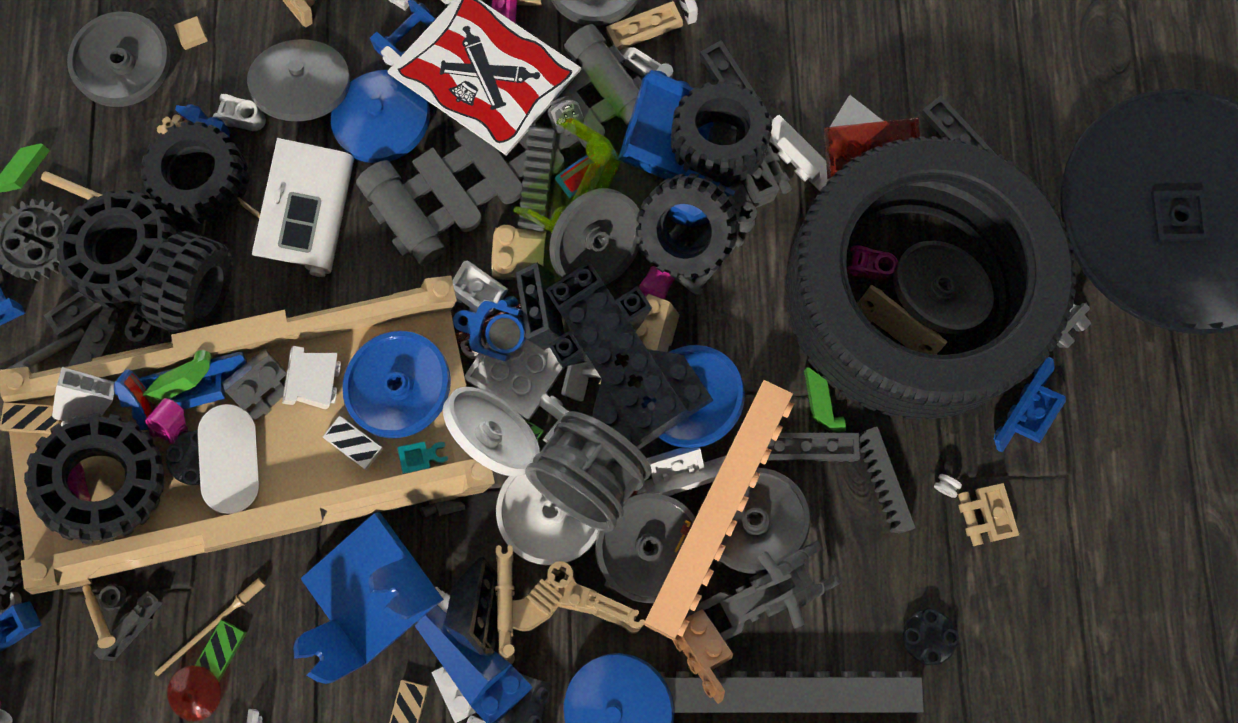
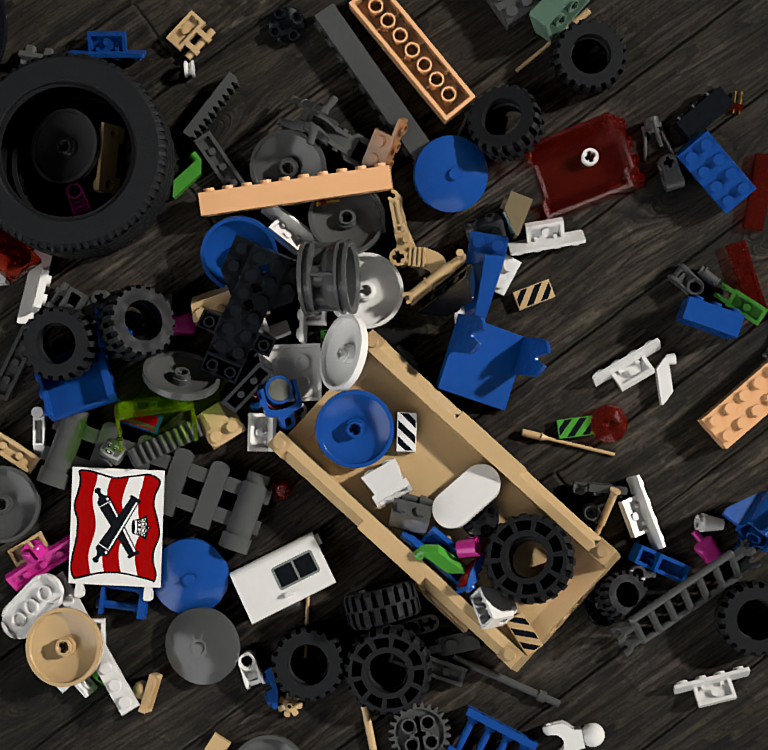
camera: 125 degrees left, 10 degrees up
(64, 653) = (640, 515): none -> white bracket
(400, 270) = (281, 489): none -> clear red plate
(417, 457) = (388, 386): teal plate -> none

